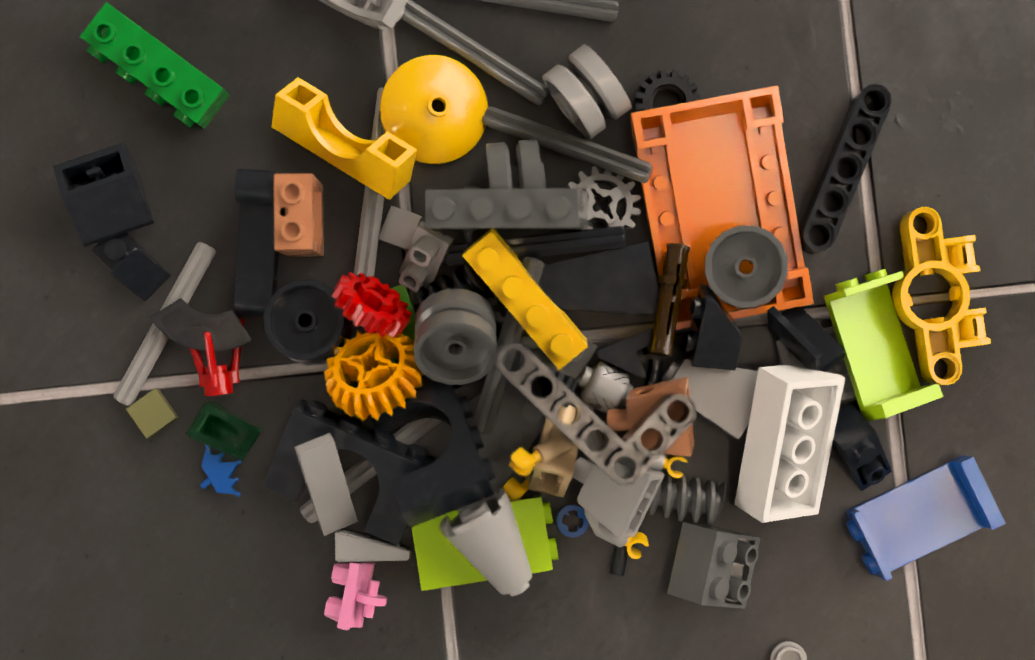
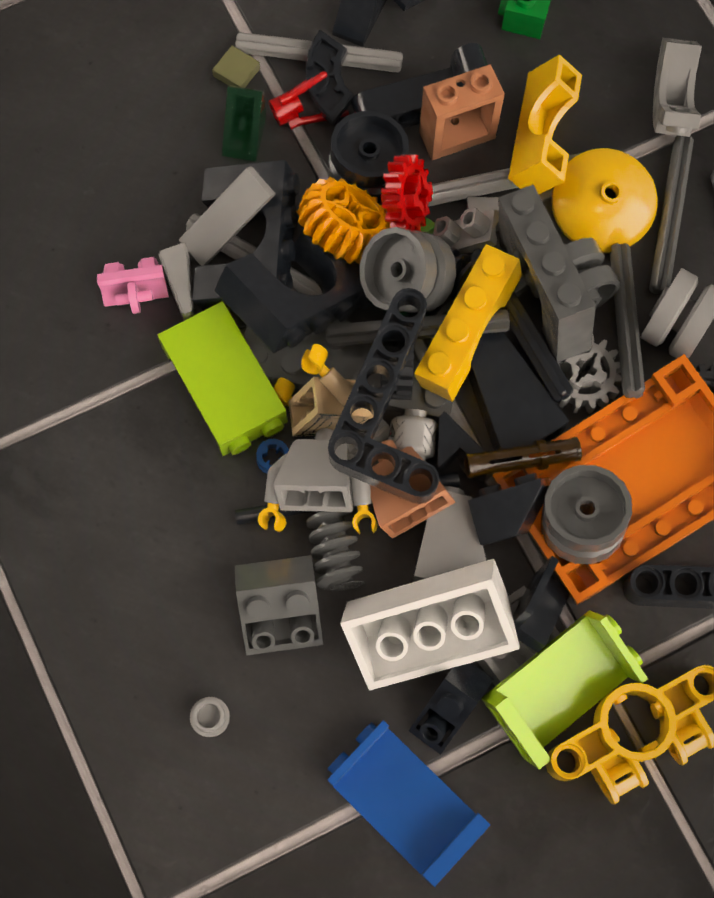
camera: 70 degrees right, 15 degrees down
(219, 473) = (204, 139): blue piece -> none
(491, 542) = (225, 371): light grey cone -> none

